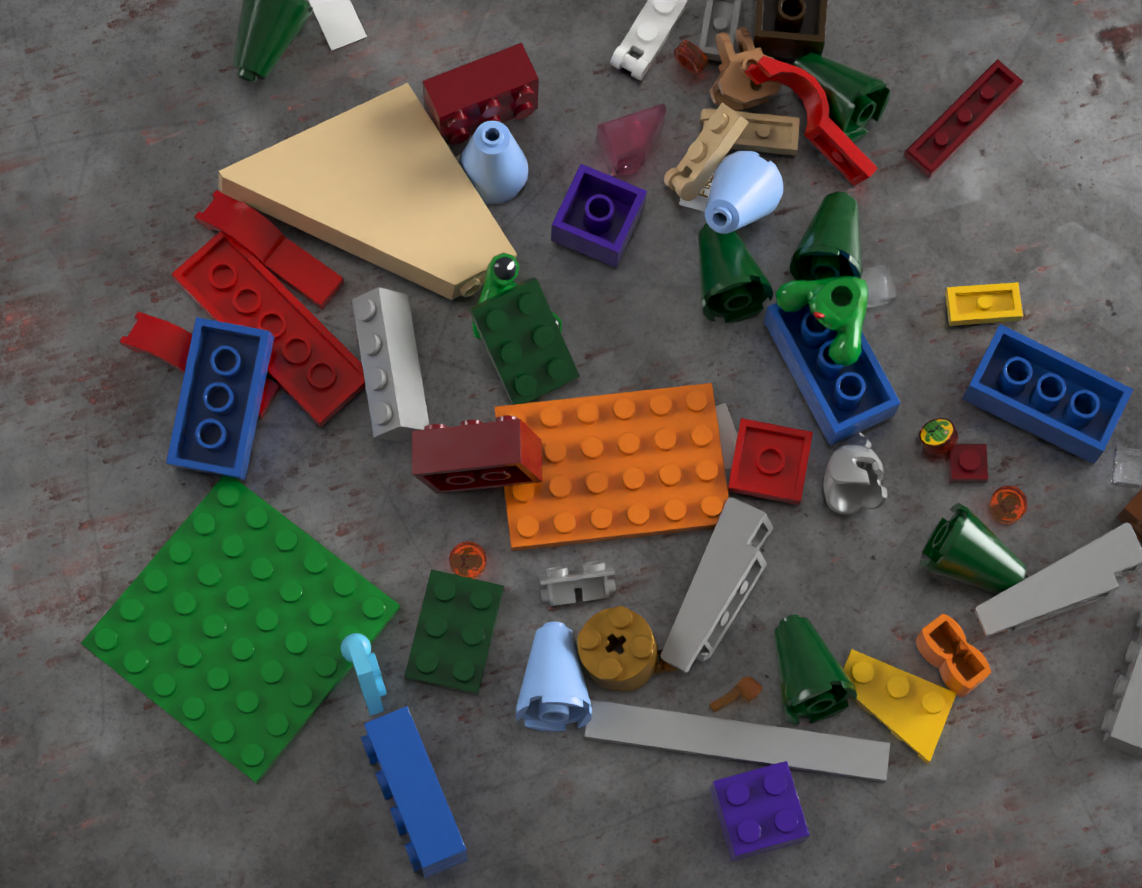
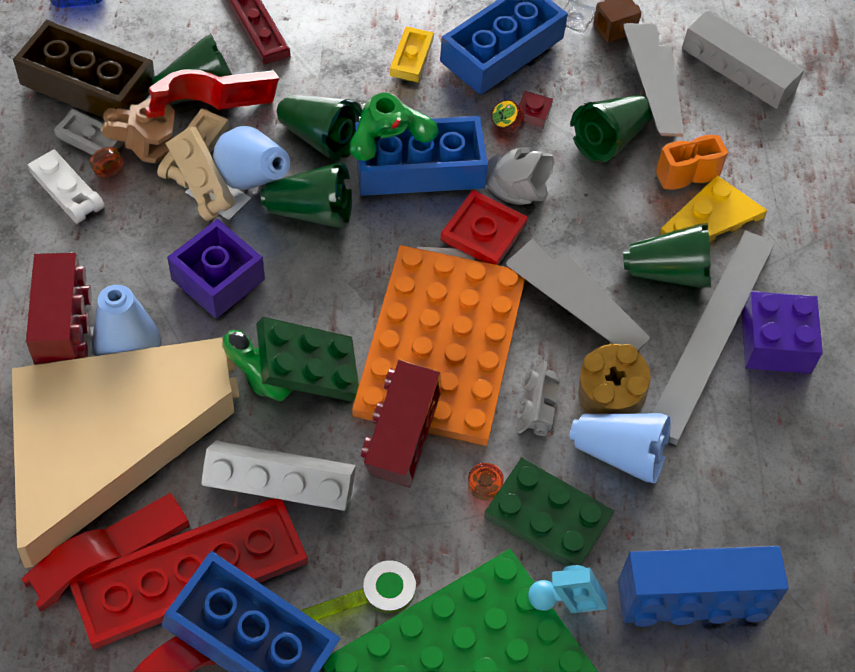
camera: 70 degrees left, 15 degrees down
(320, 505) = (386, 587): none -> piece
(629, 139) = (157, 227): clear pink slope -> none
(747, 687) = (668, 311): clear orange hand -> none
(1007, 504) = (574, 95): clear red tile -> none

